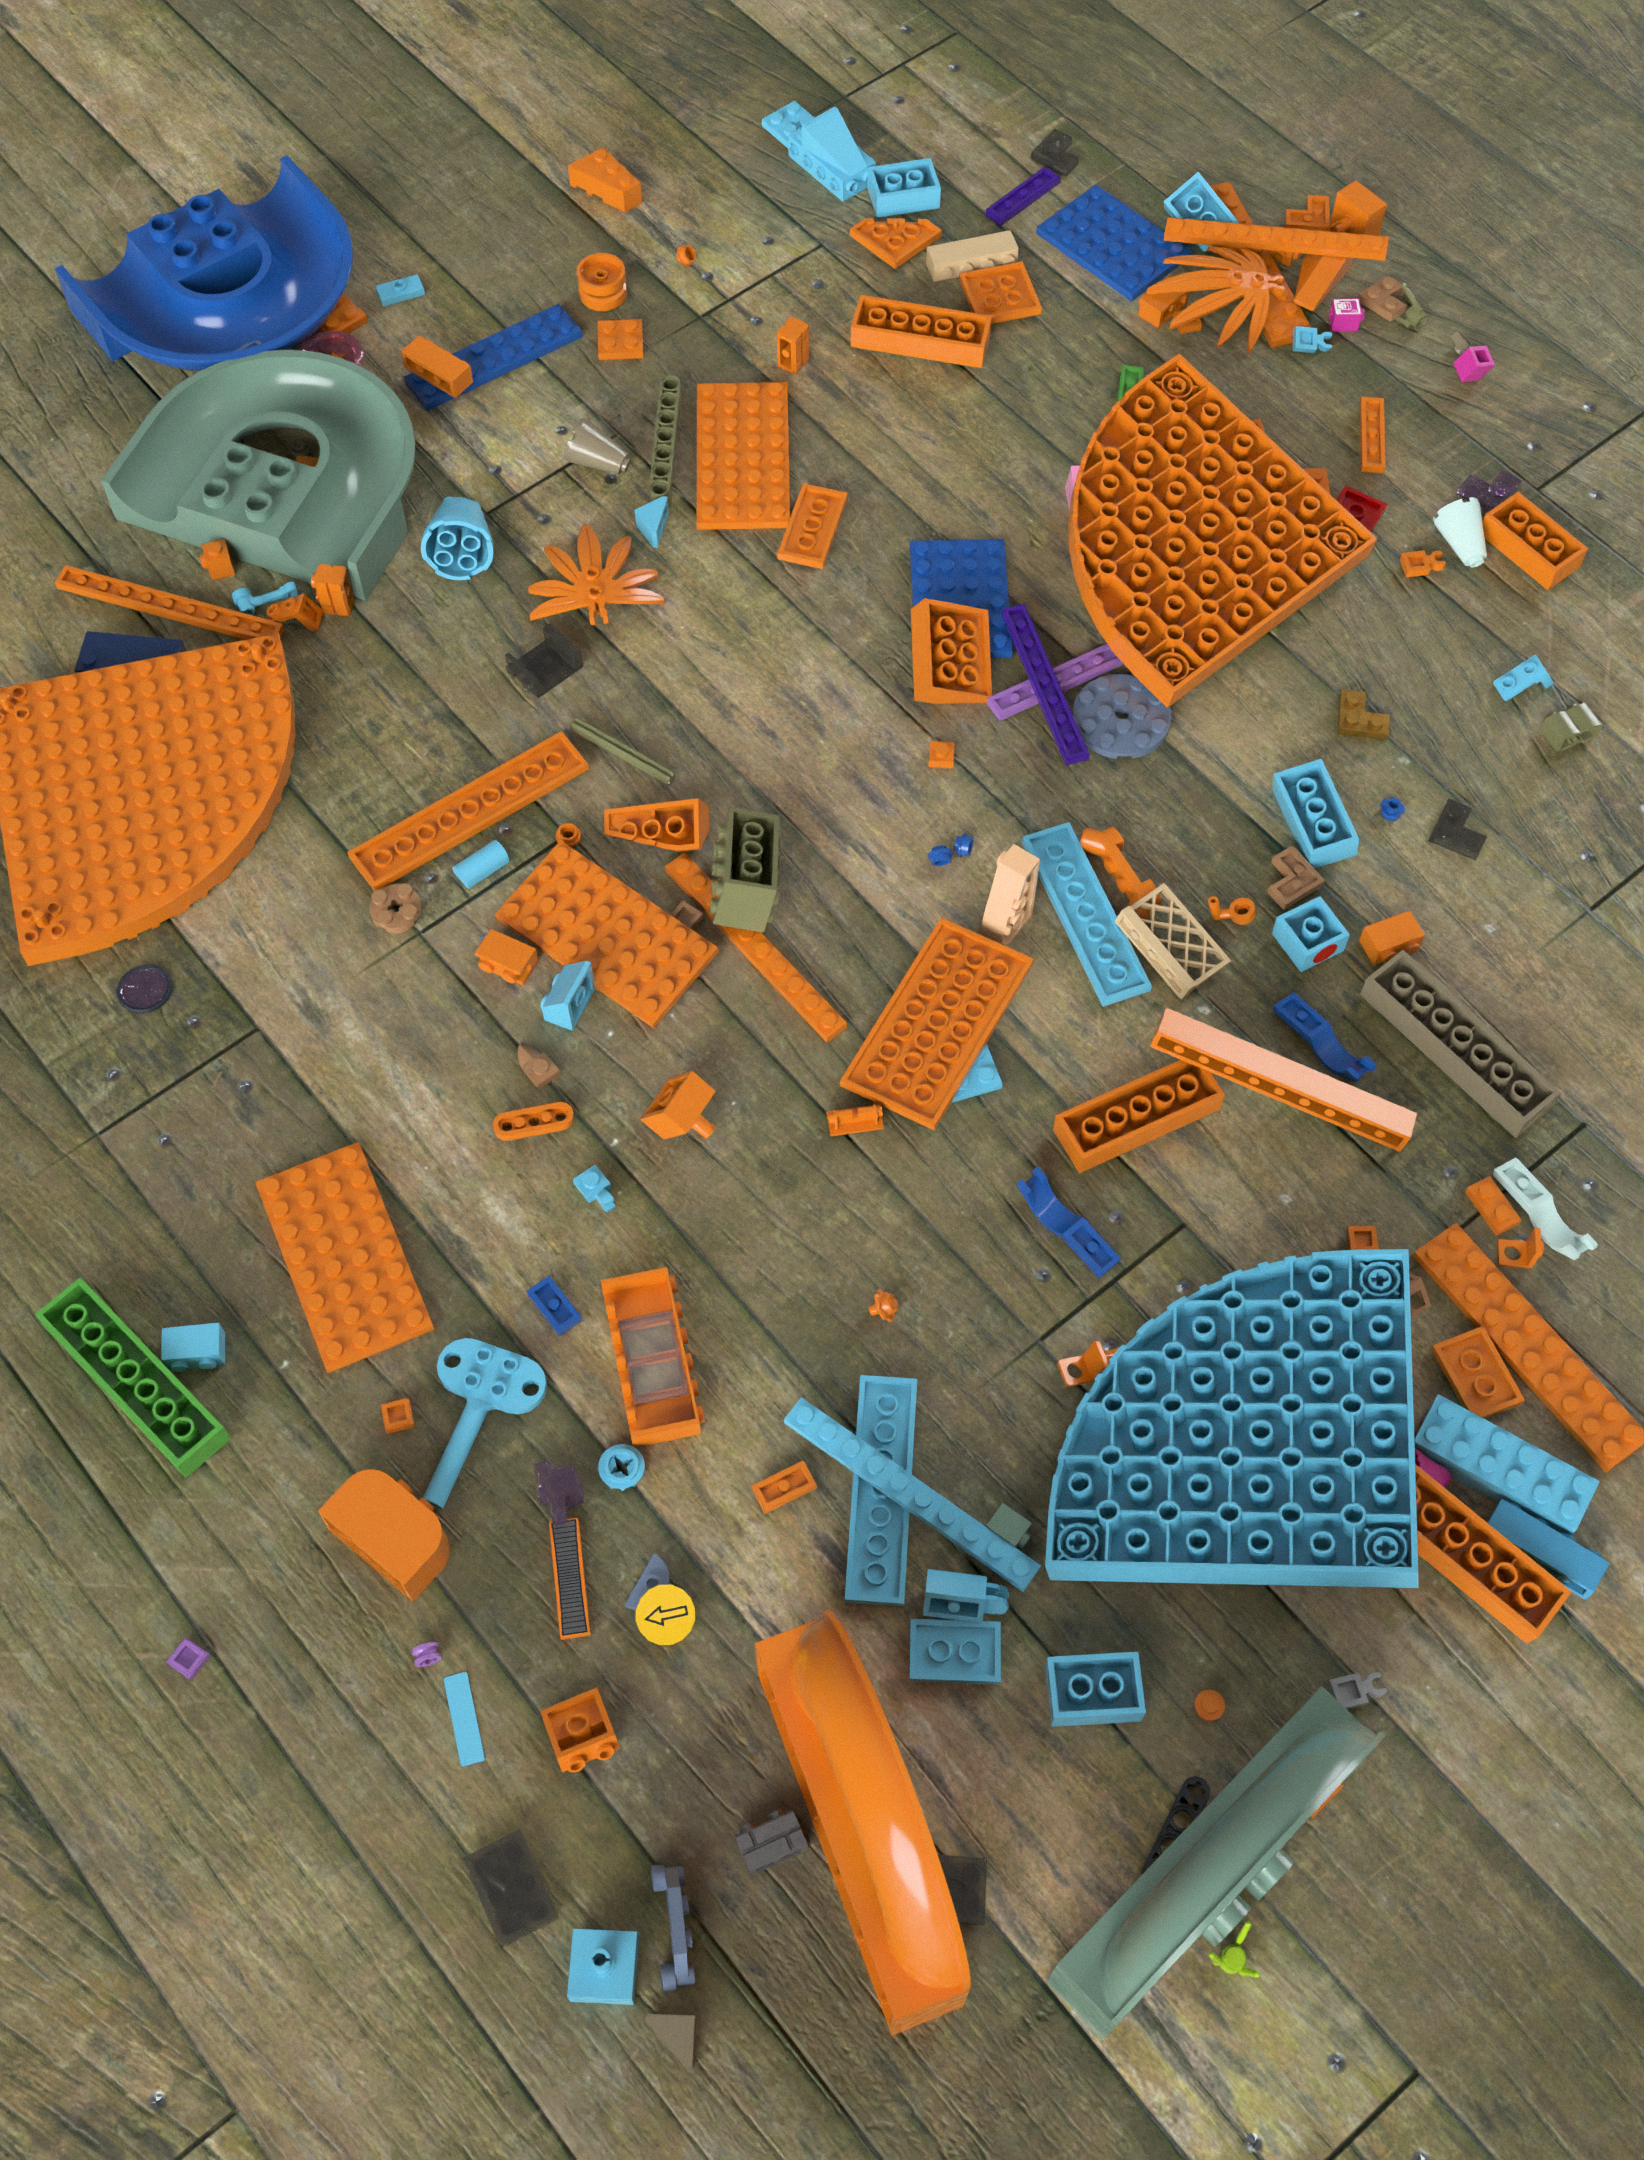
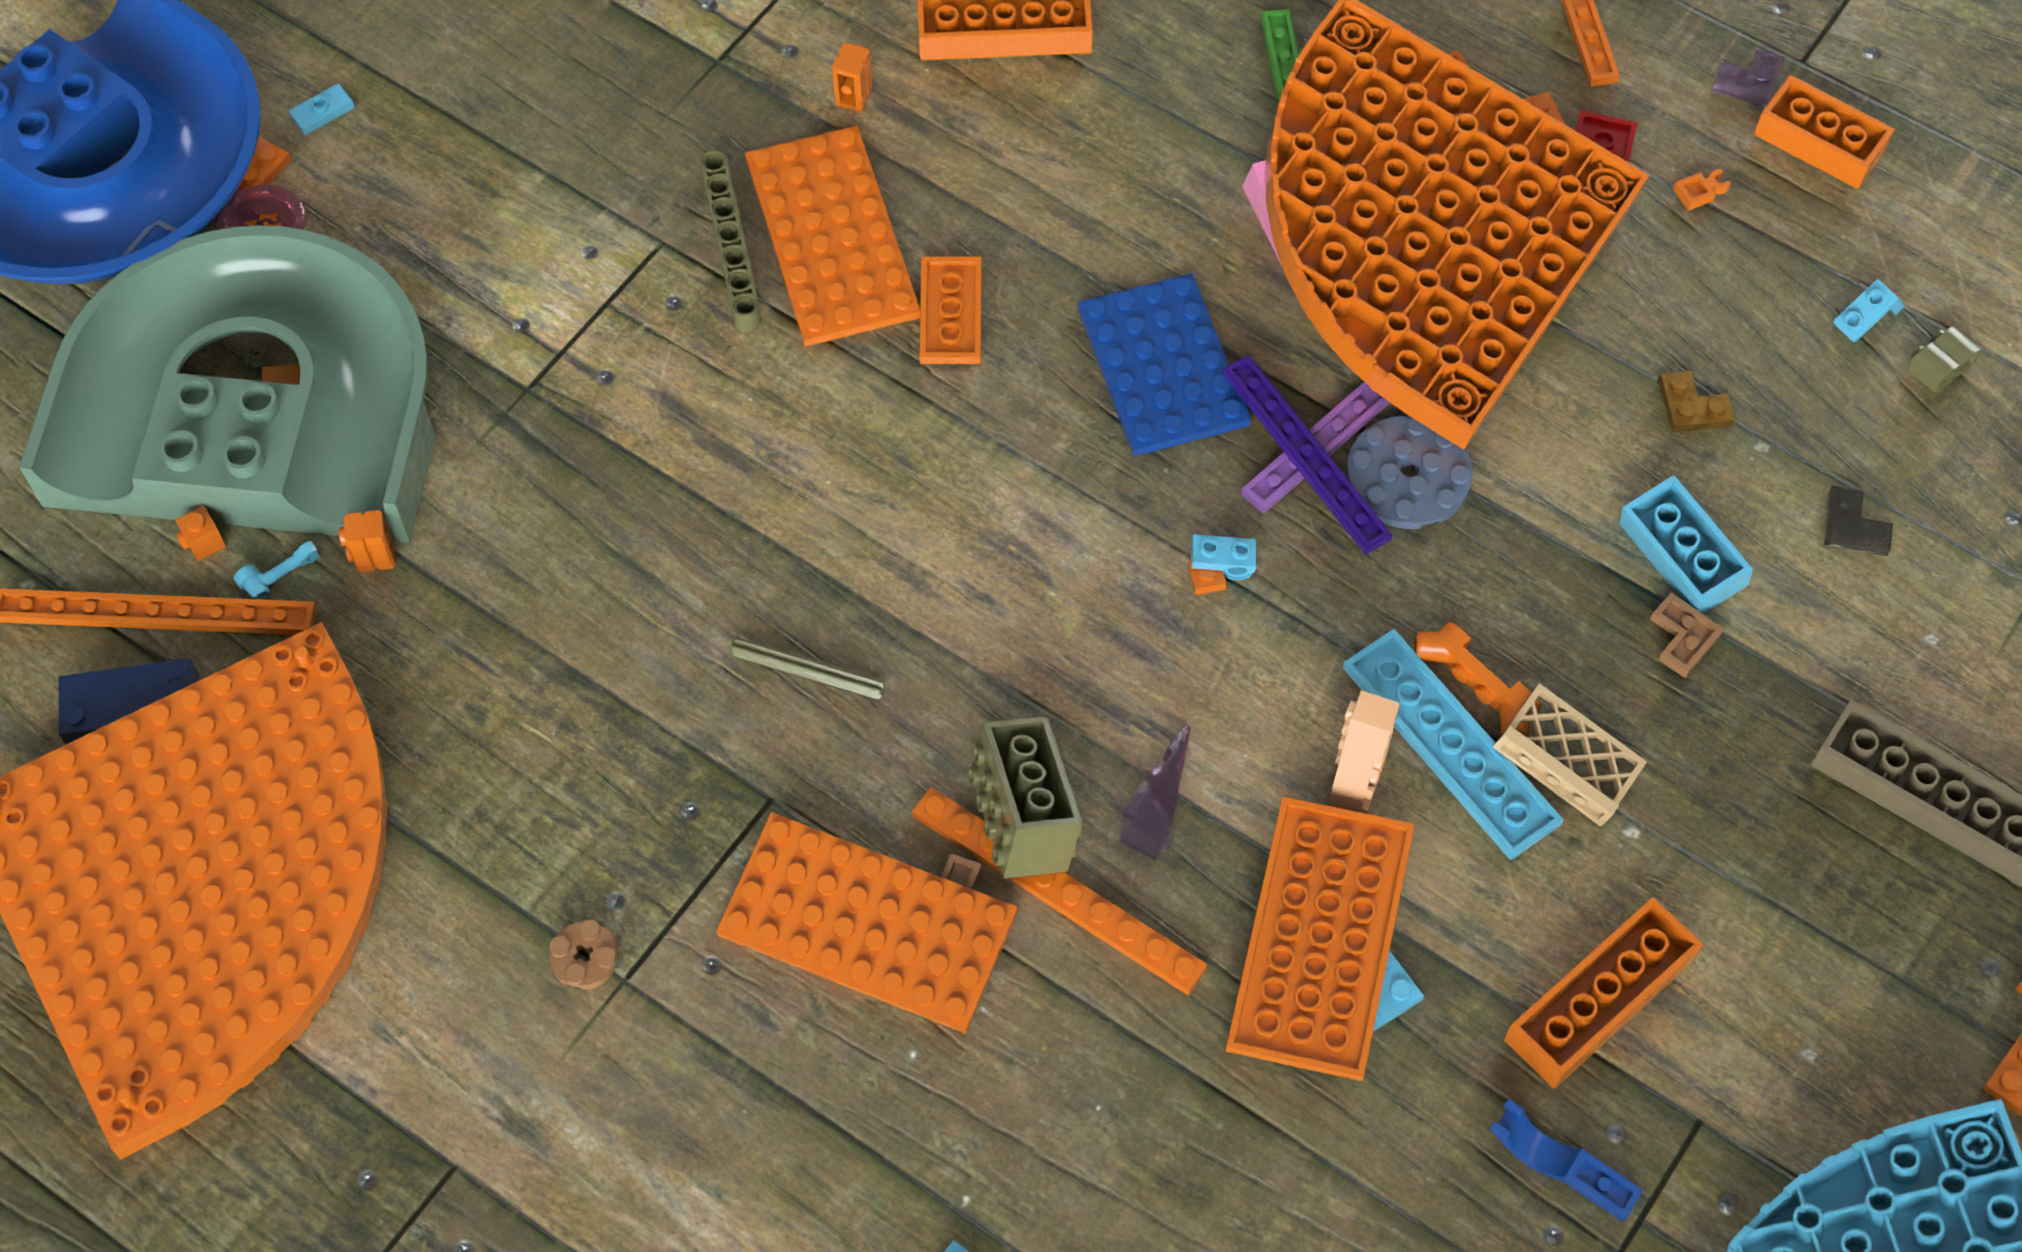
camera: 15 degrees left, 0 degrees up
(144, 989) = (287, 1152): clear purple wheel -> none
(297, 607) = (325, 576): orange bracket -> none
(437, 366) = (407, 205): orange brick -> none
(458, 540) = (510, 434): medium azure cone -> none
(468, 811) = (635, 801): orange plate -> none
(481, 864) = (676, 867): medium azure brick -> none
(504, 352) = (470, 174): blue plate -> none
(506, 957) = (750, 988): orange brick -> none
(522, 1118) = (865, 1189): orange plate -> none
(537, 1066) = (834, 1123): medium nougat plate -> none
(546, 663) = (671, 573): clear smoke panel -> none
(568, 830) = (775, 792): orange plate -> none
(569, 995) = (847, 1019): medium azure slope -> none
(593, 585) = (705, 456): orange plant -> none
(595, 449) = (647, 271): dark tan cone -> none
(601, 282) = (582, 43): orange wheel -> none
(620, 339) = (627, 114): orange plate -> none
(652, 519) = (745, 349): medium azure slope -> none
(665, 825) = (901, 757): orange wedge -> none
(680, 1107) = (1040, 1136): orange brick -> none
(842, 902) = (1152, 810): none -> clear purple wedge
(855, 1120) = (1259, 1091): orange hinge -> none
(940, 855) = (1250, 711): blue plate -> none
(950, 653) = (1179, 442): orange slope -> none
(957, 739) = (1229, 554): none -> medium azure plate
(964, 845) = (1274, 689): blue plate -> none
(1237, 907) = (1630, 688): orange plate -> none
(1283, 1080) = (1765, 906): brick -> none
(1310, 934) = (1731, 704): medium azure brick -> none
(1321, 1038) = (1789, 839): blue piece -> none
(1362, 1238) = (1920, 1087): orange plate -> none
(1389, 813) = (1766, 520): blue plate -> none
(1391, 936) = (1826, 684): orange brick -> none
(1463, 530) = (1740, 138): light aqua cone -> none

